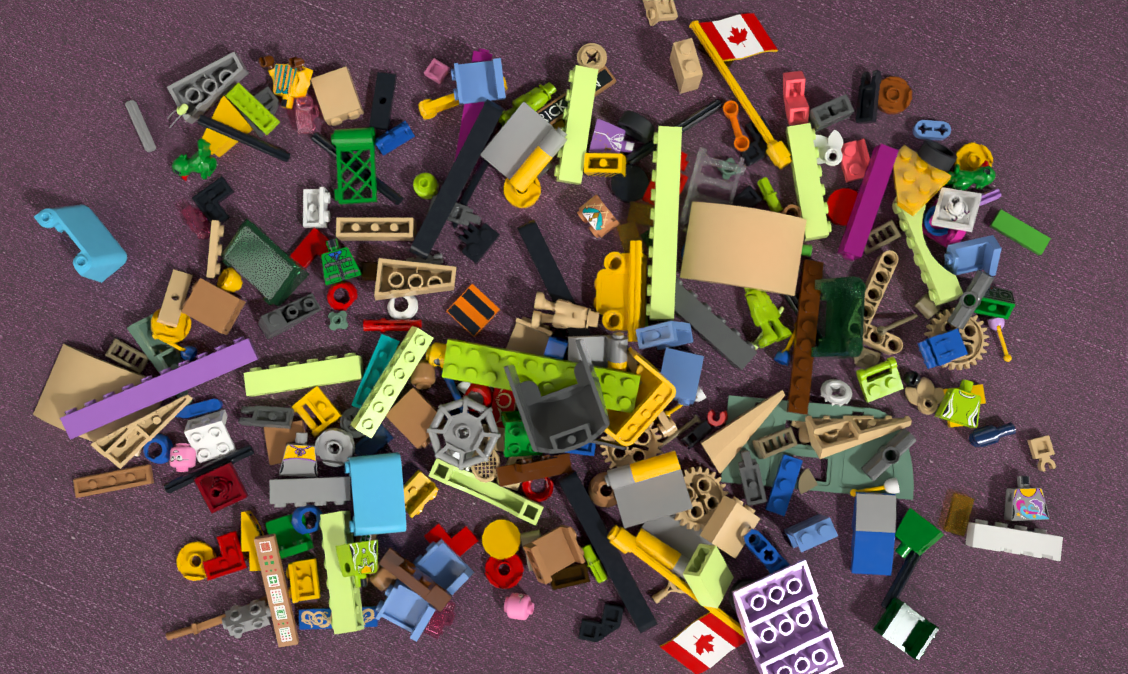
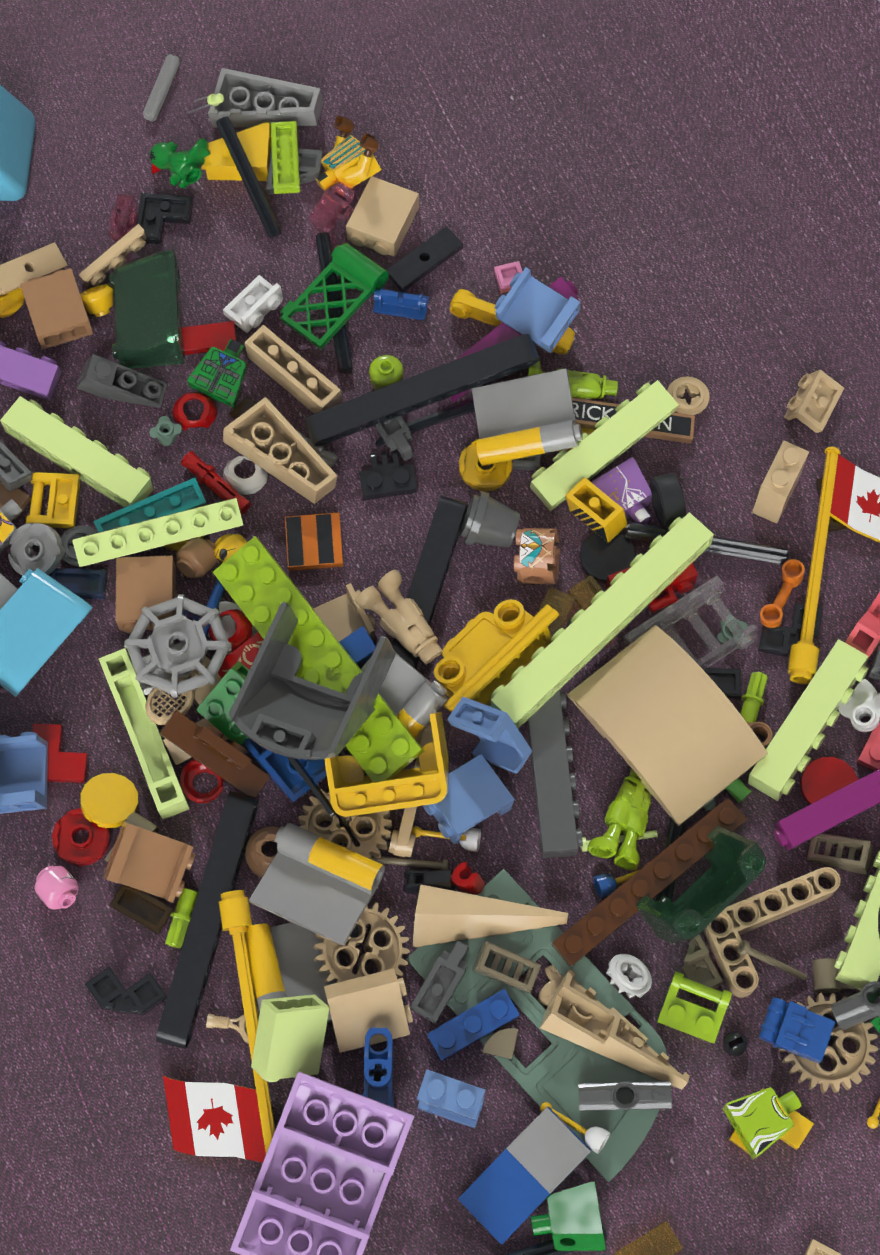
camera: 35 degrees right, 15 degrees down
(418, 492) = (70, 670): yellow bracket -> none
(556, 220) = (489, 522): none -> dark grey piece
(925, 393) = (734, 1072): tan plate -> none
(990, 434) = (770, 1189): dark blue arm -> none

